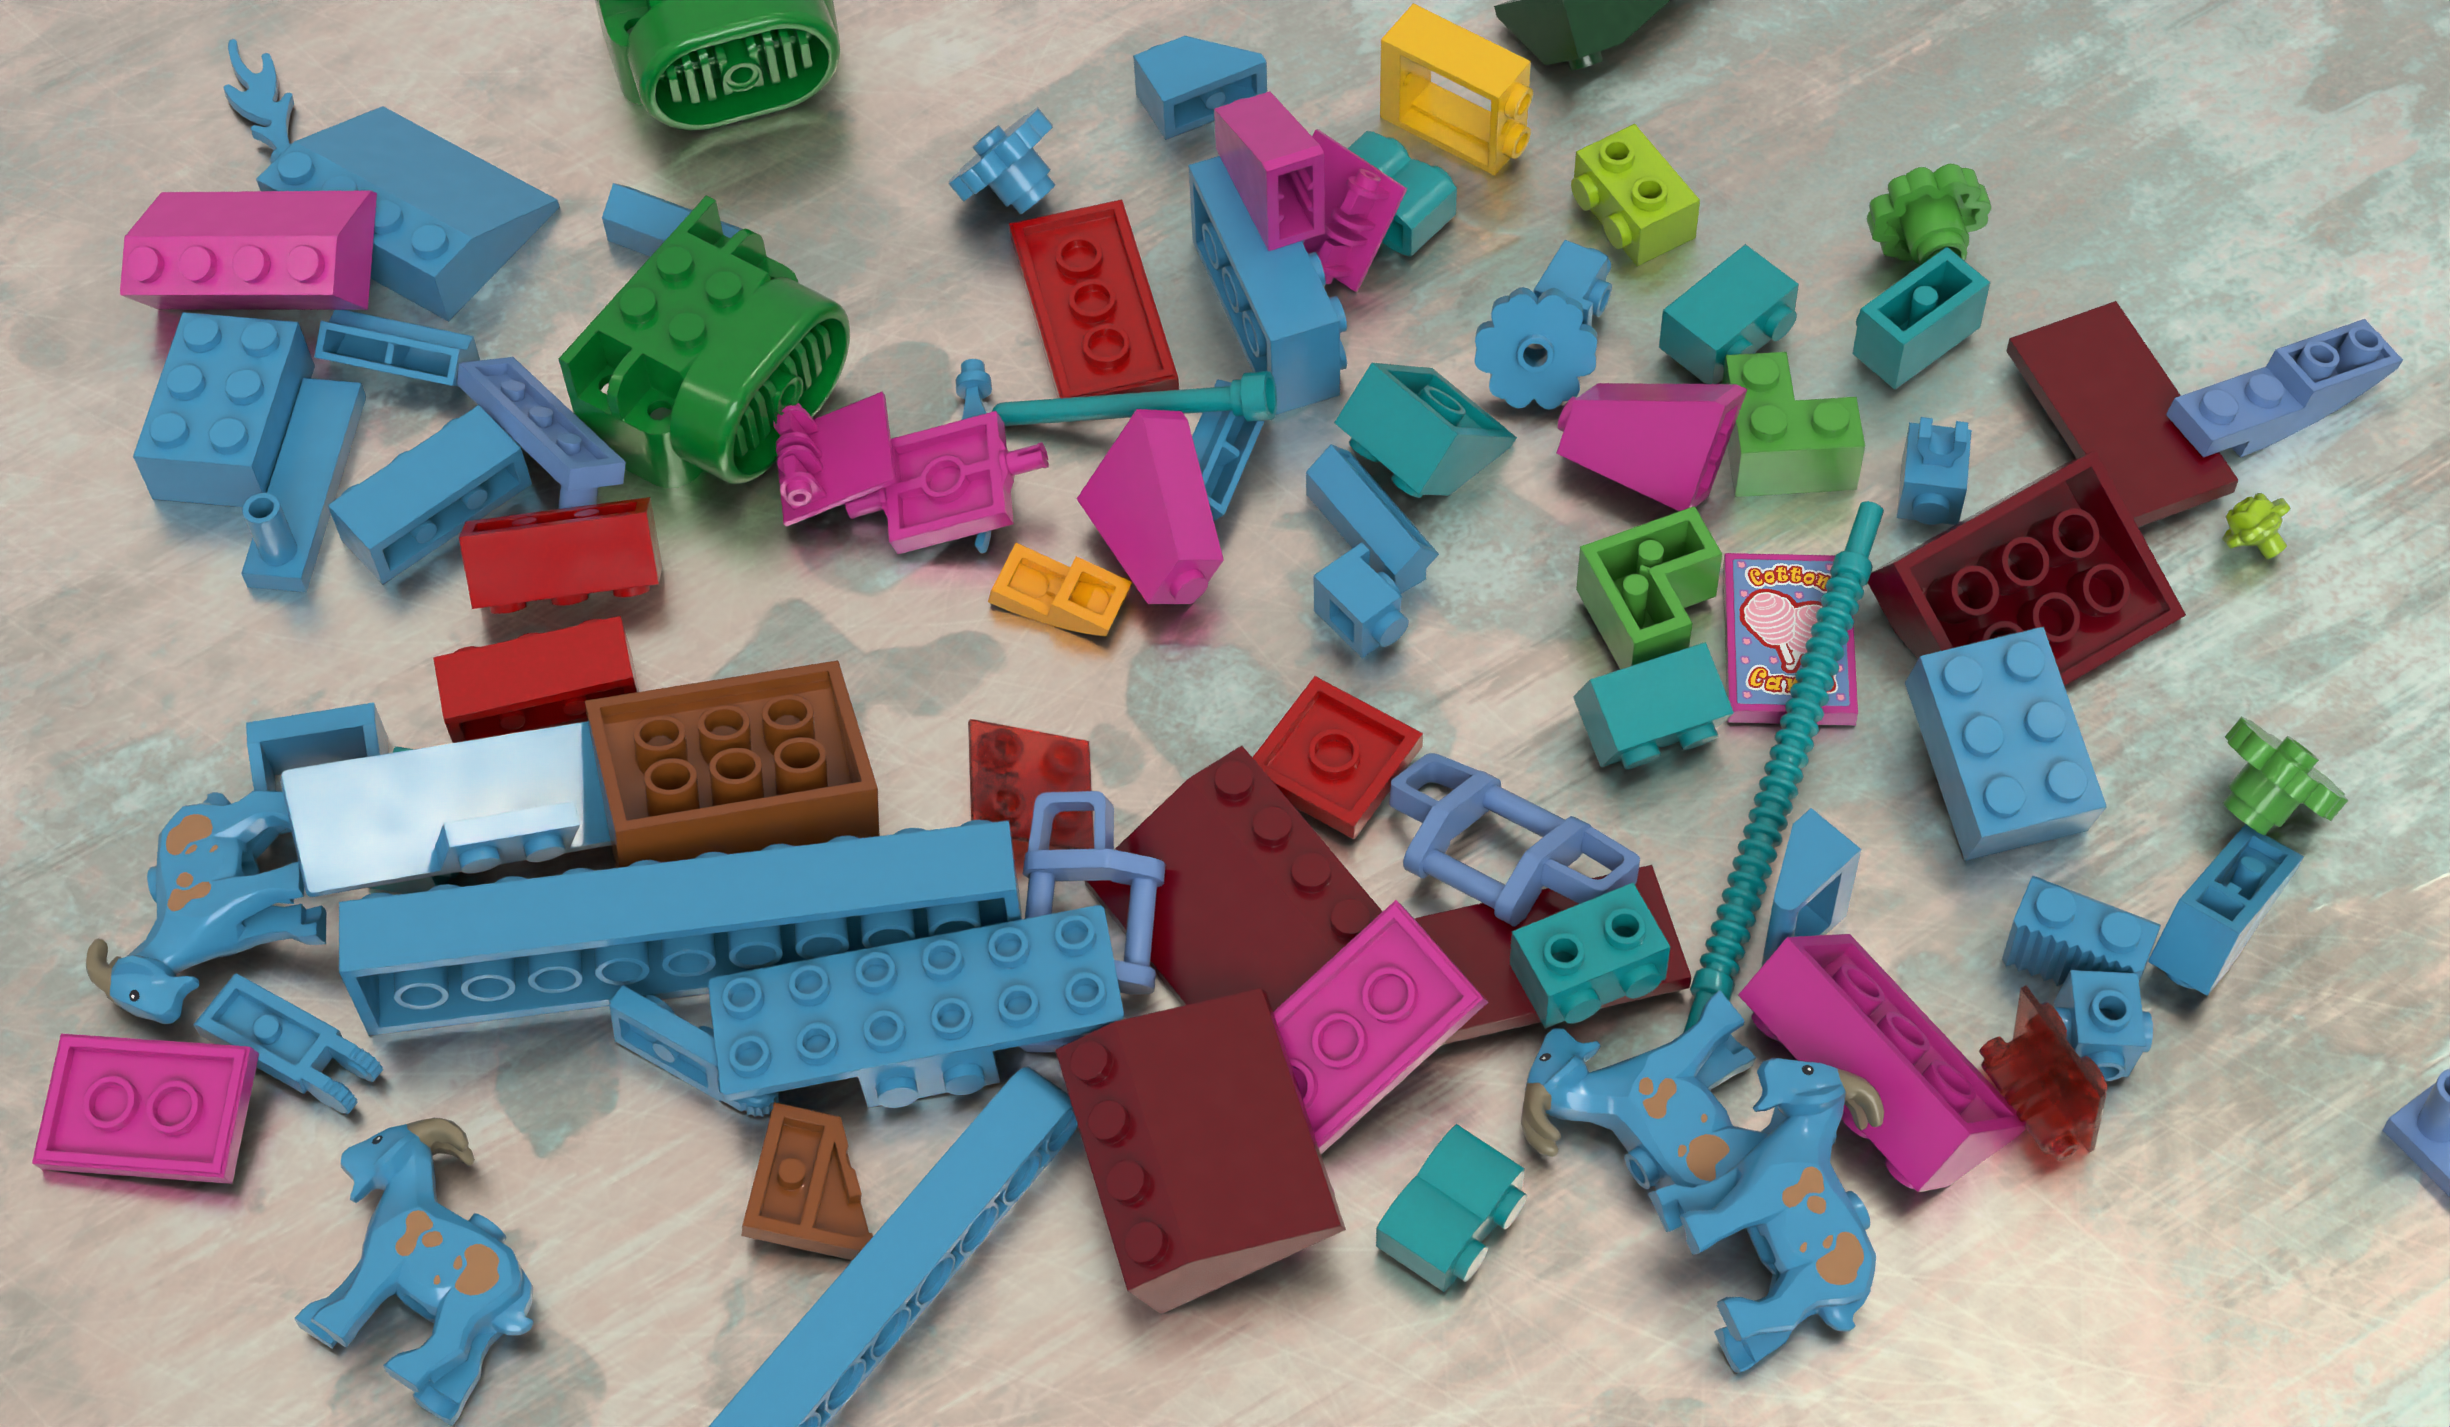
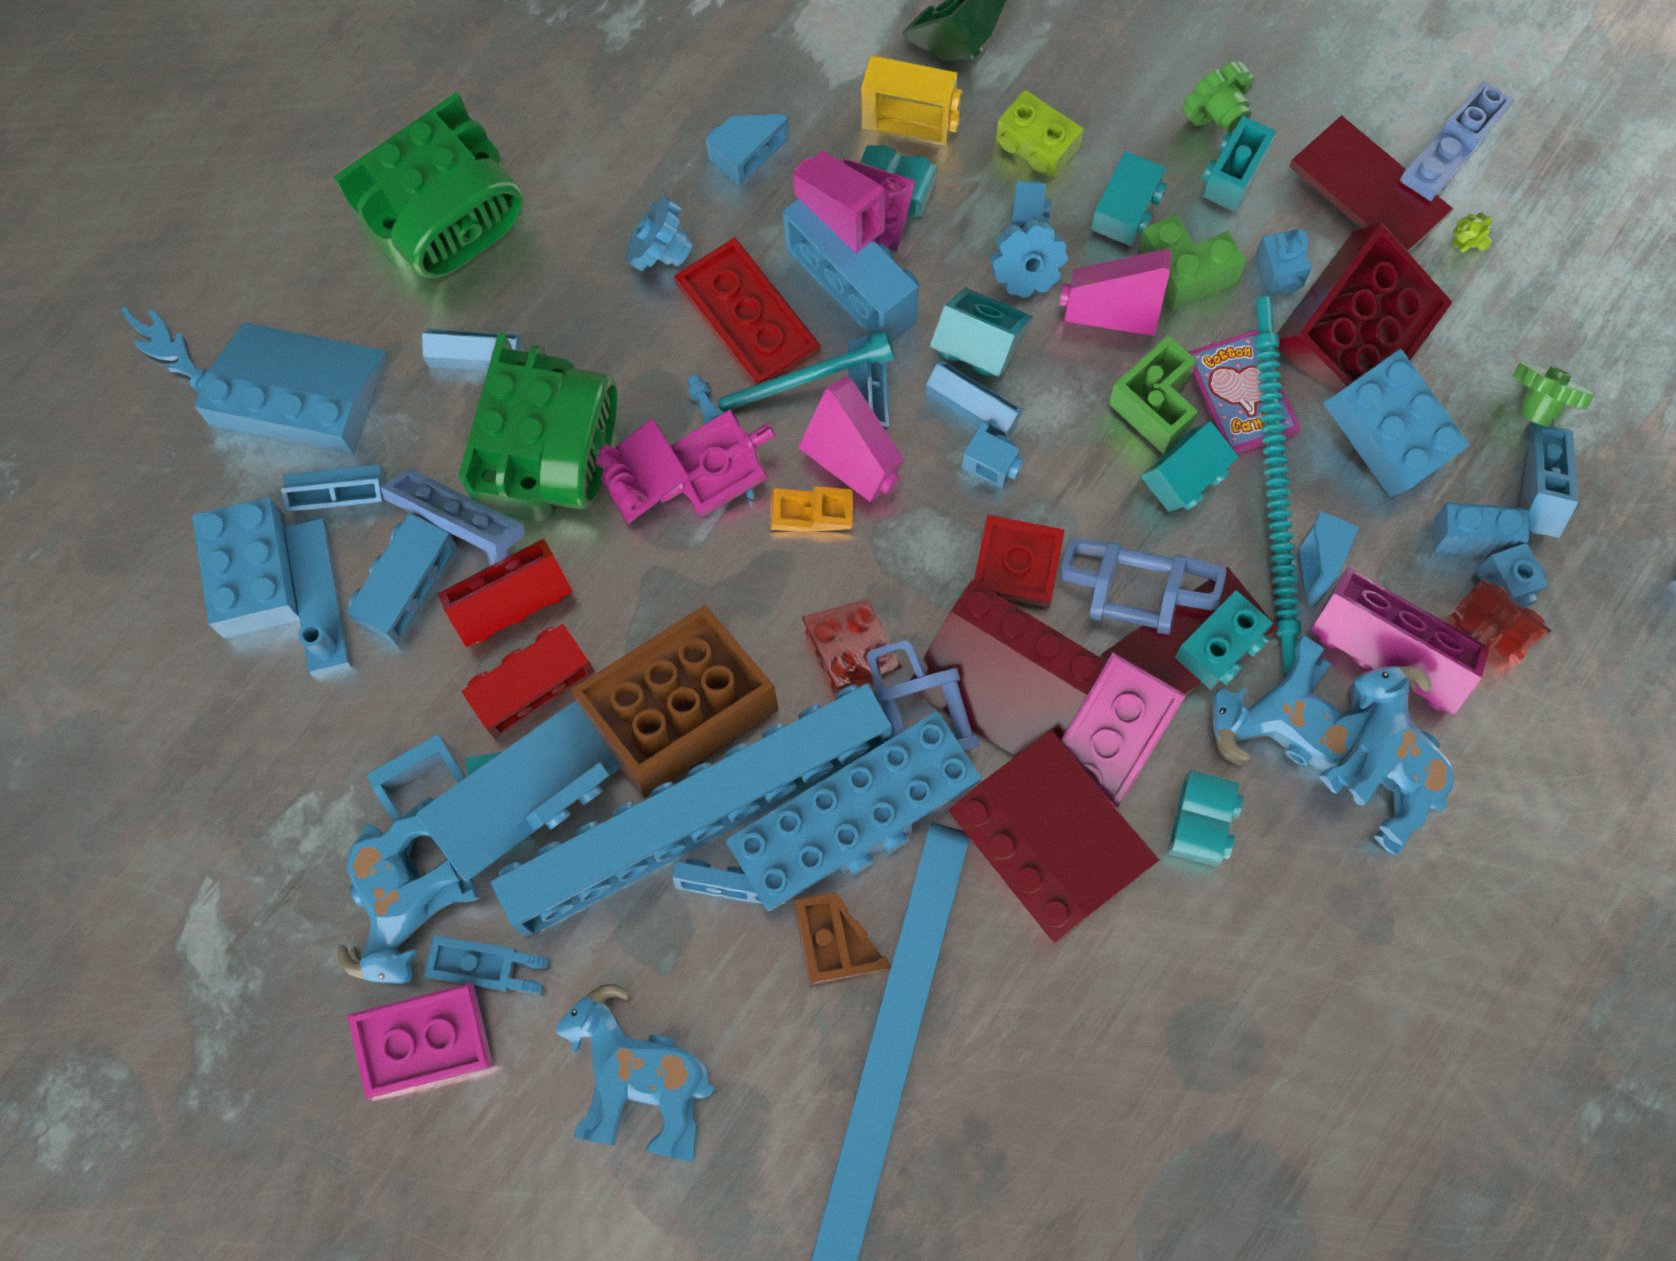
camera: 20 degrees left, 15 degrees up
(252, 251) = (214, 455): dark pink slope -> none

